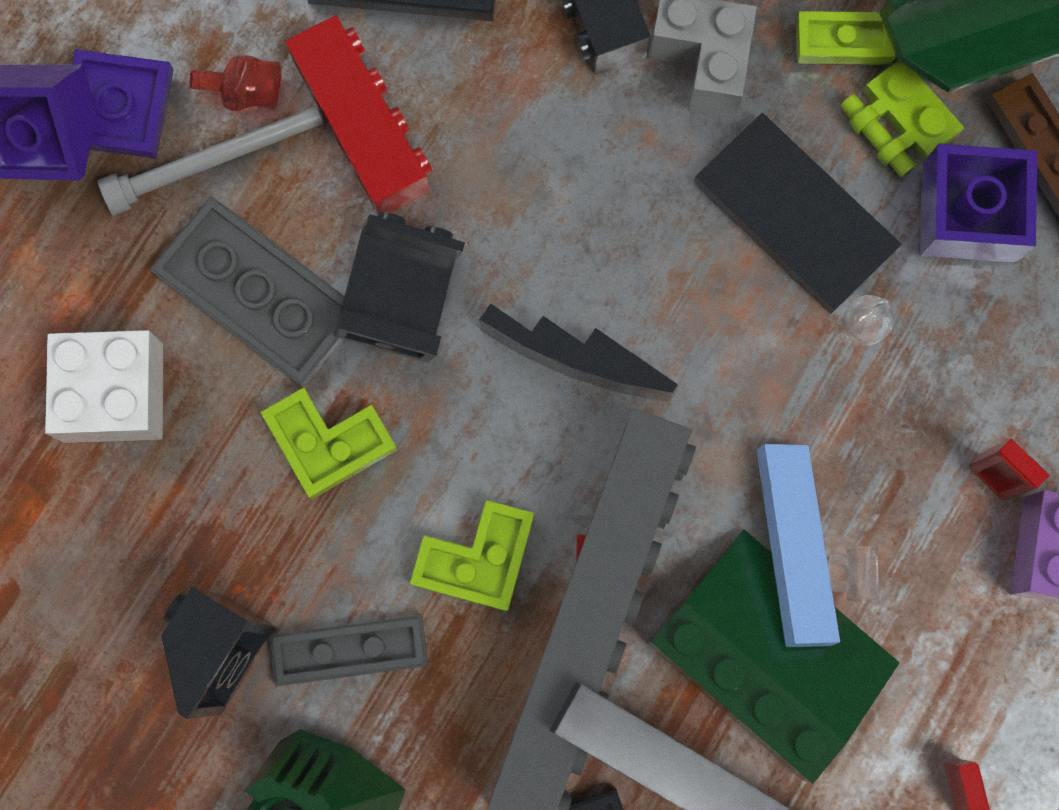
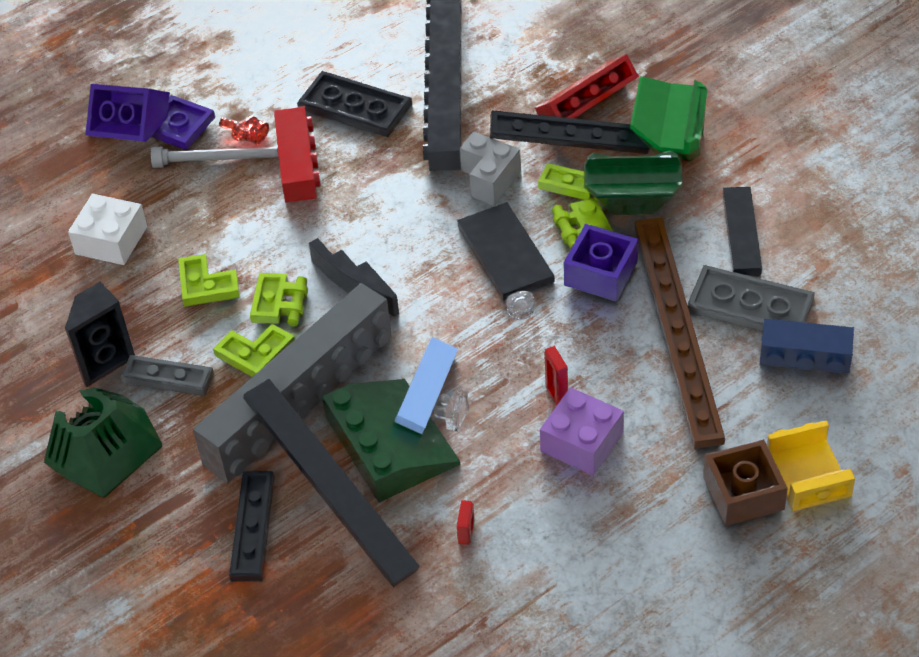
camera: 25 degrees right, 30 degrees down
(253, 290) = (206, 215): dark grey tile -> none
(398, 287) = (276, 225): black panel -> none
(453, 439) = (270, 295): none -> lime plate

